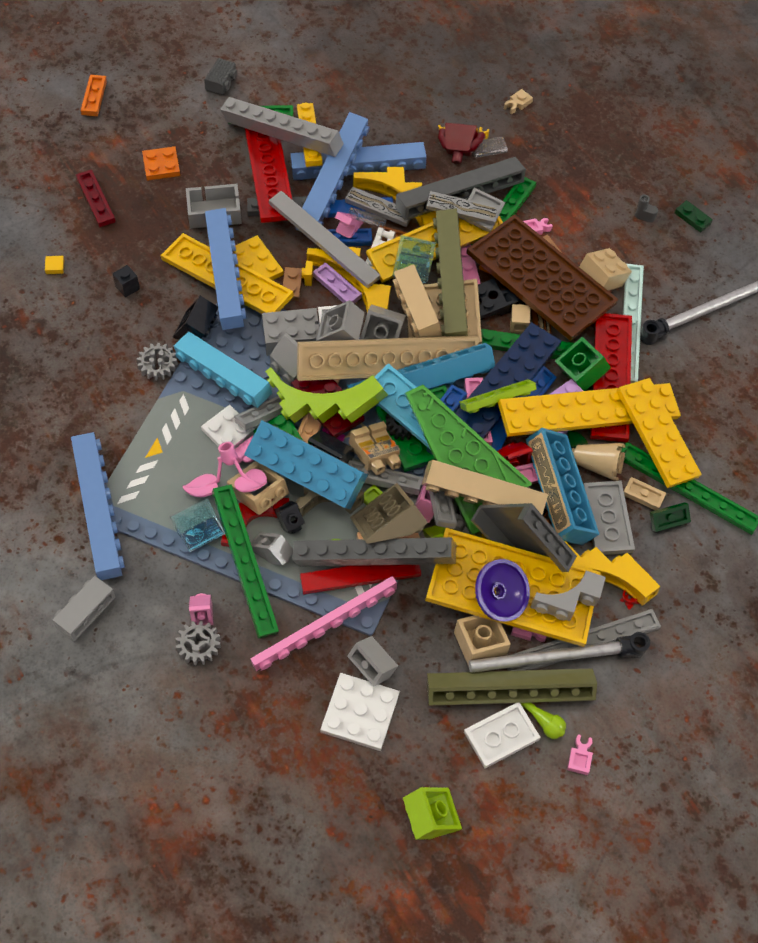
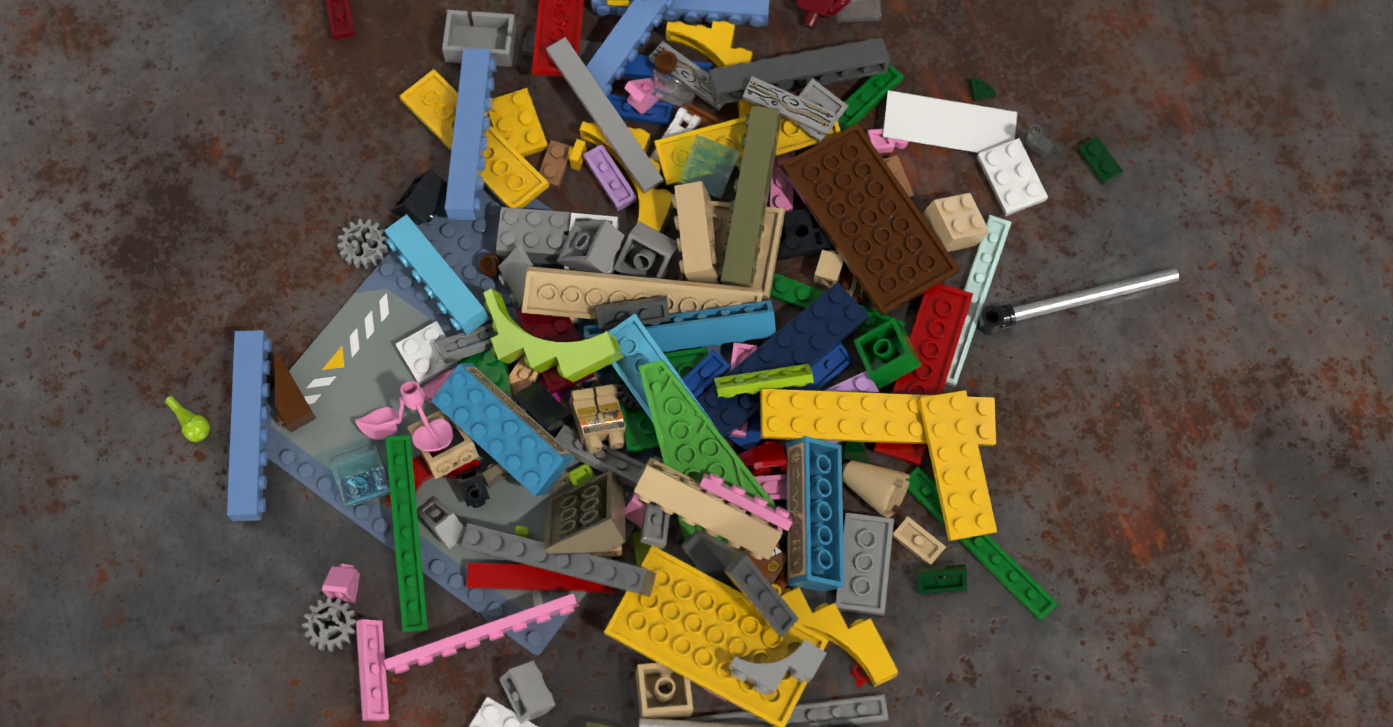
camera: 15 degrees right, 10 degrees up
(50, 515) = (194, 426): none -> lime piece
(54, 264) = (268, 83): yellow tile -> none
(83, 608) = (207, 553): light grey brick -> none
(126, 281) = (349, 125): black brick -> none
(129, 484) = (289, 401): none -> reddish brown slope
(241, 671) = (372, 670): none -> bright pink plate
(261, 357) = (489, 264): none -> reddish brown plate
(359, 199) = (665, 62): none -> reddish brown tile
(400, 361) = (647, 310): none -> dark grey plate
(510, 586) = (706, 652): dark purple dish -> none
(519, 480) = (754, 505): none -> bright pink plate
(578, 209) = (947, 123): none -> white sticker
(593, 184) = (981, 90): none -> dark green tile
(634, 236) = (1012, 177): none -> white plate

